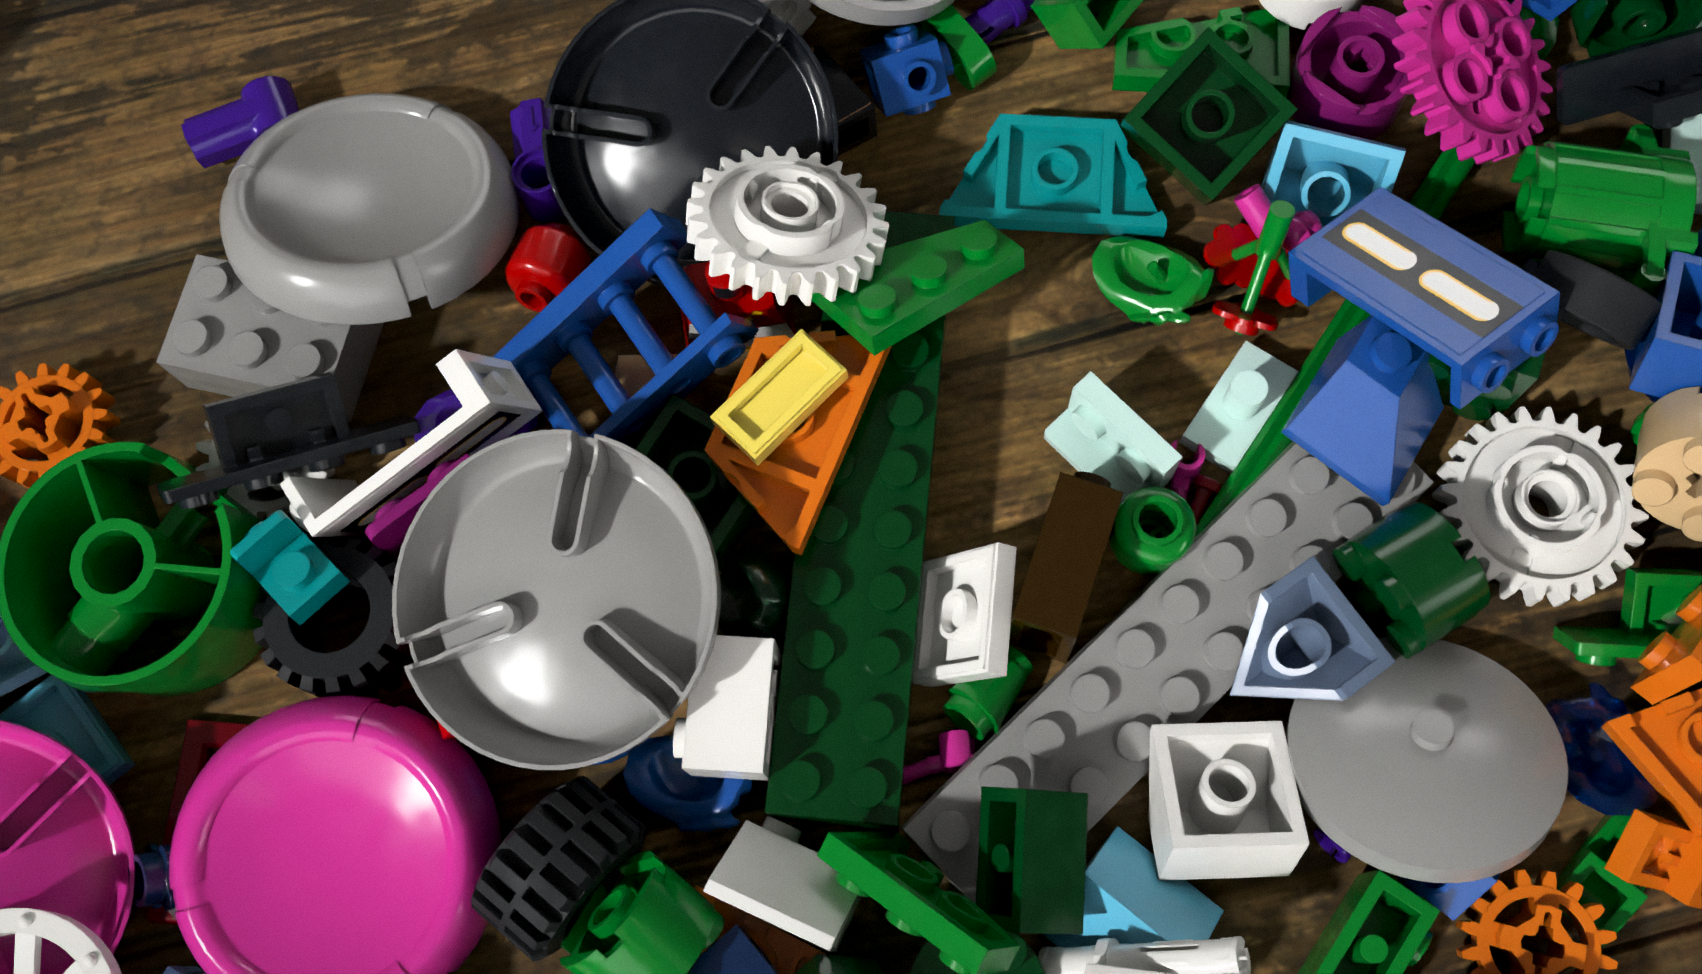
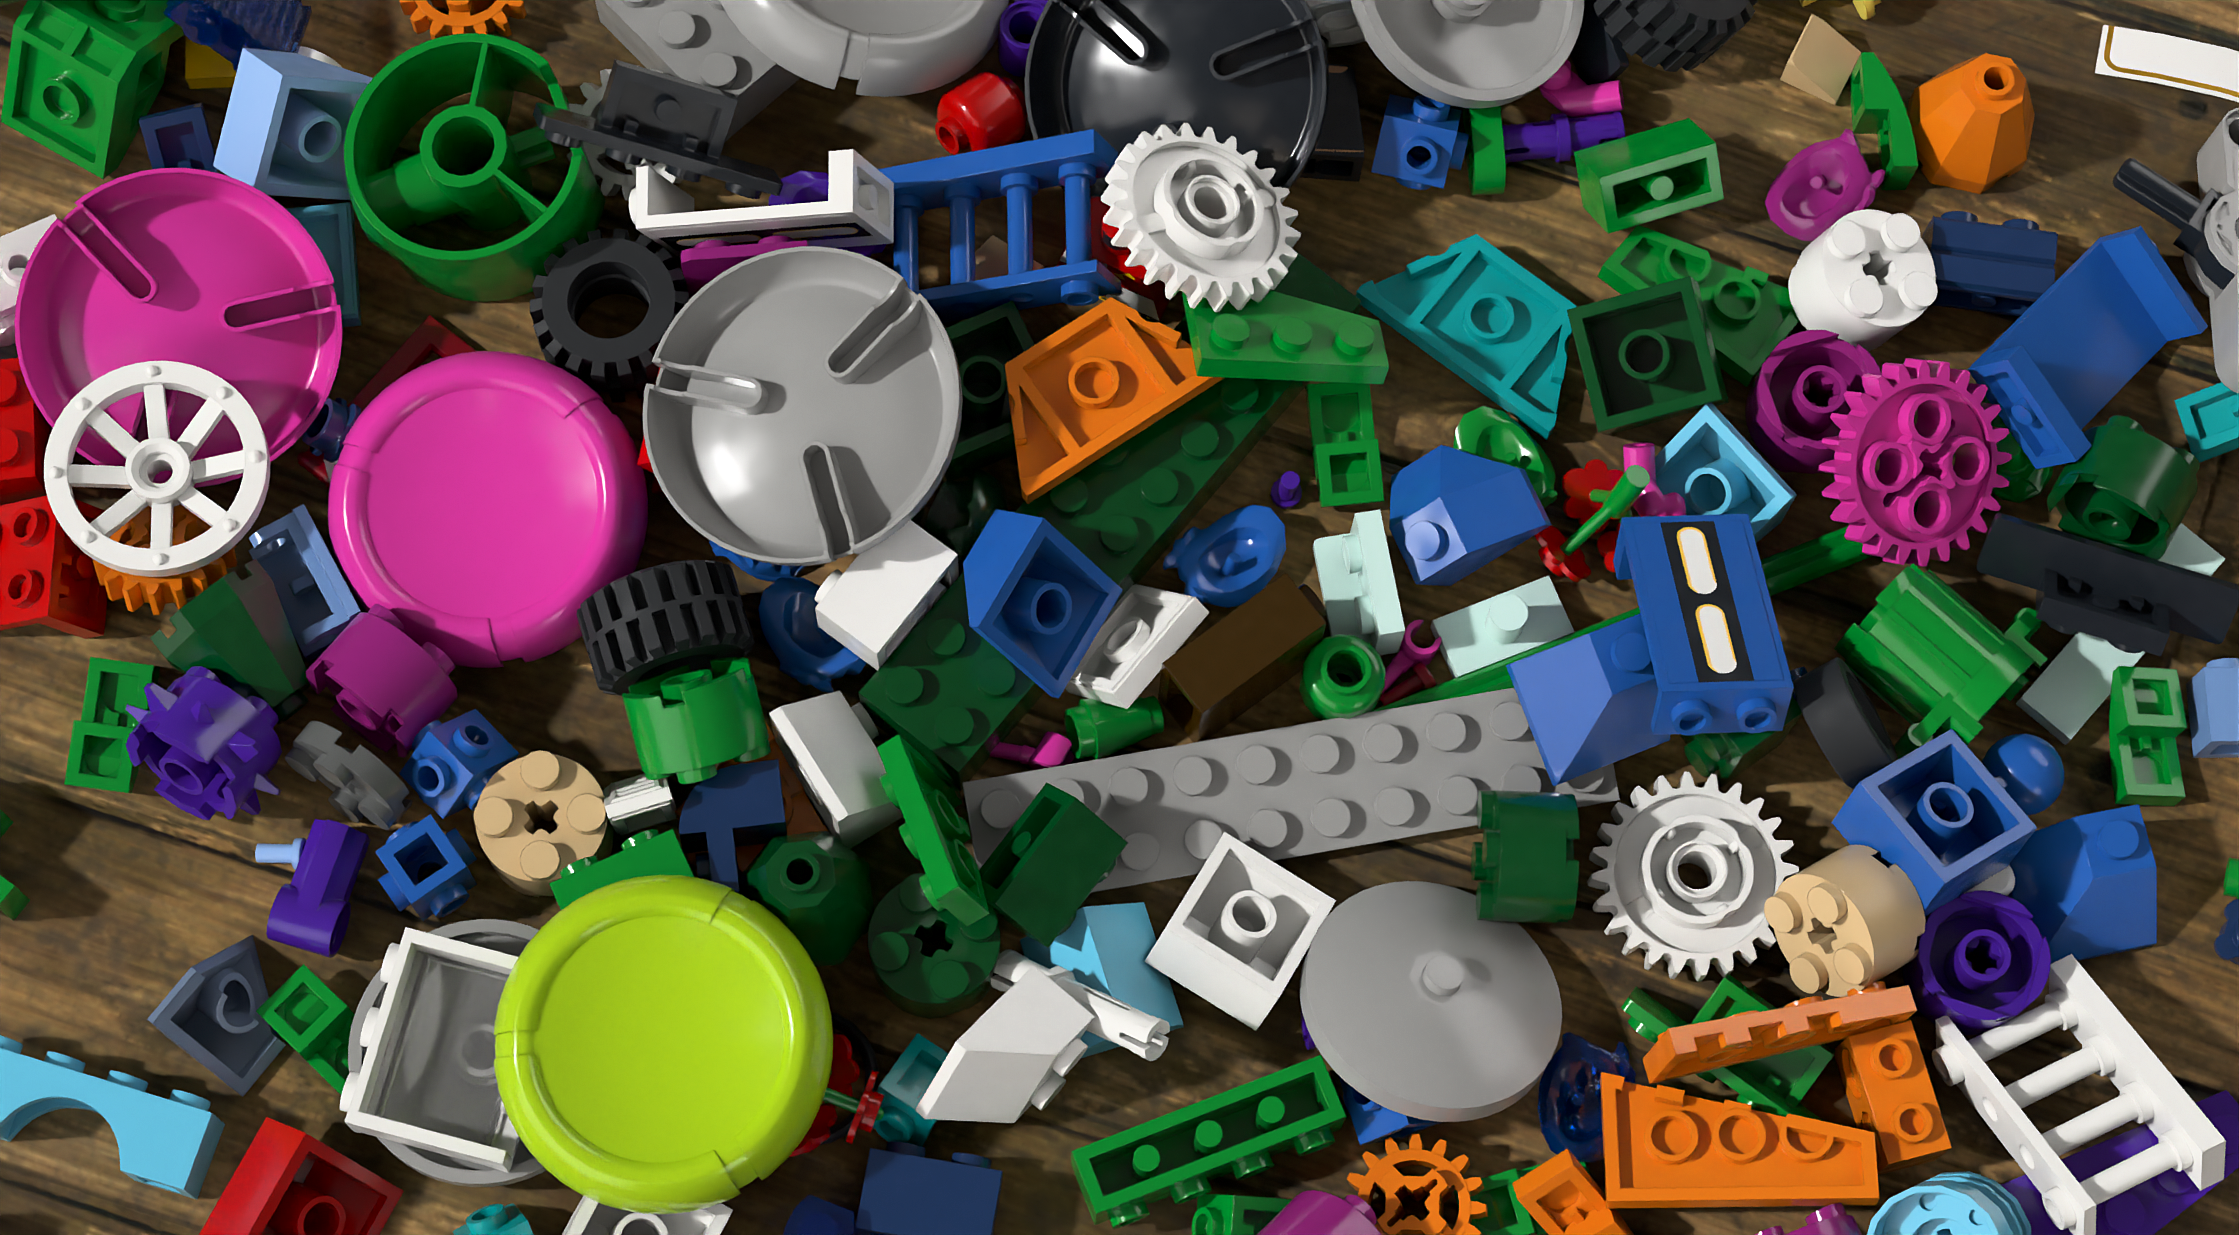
camera: 20 degrees right, 0 degrees up
(289, 566) = (601, 241): teal bracket -> none
(779, 396) = (1095, 360): light yellow tile -> none
(864, 632) = (1035, 597): none -> blue slope
(987, 489) = (1230, 557): none -> blue hat
(992, 407) = (1286, 490): none -> dark purple piece
(1011, 343) = (1344, 444): none -> green slope
(1146, 332) = (1460, 513): none -> blue slope
(1308, 642) = (1402, 849): sand blue slope -> none

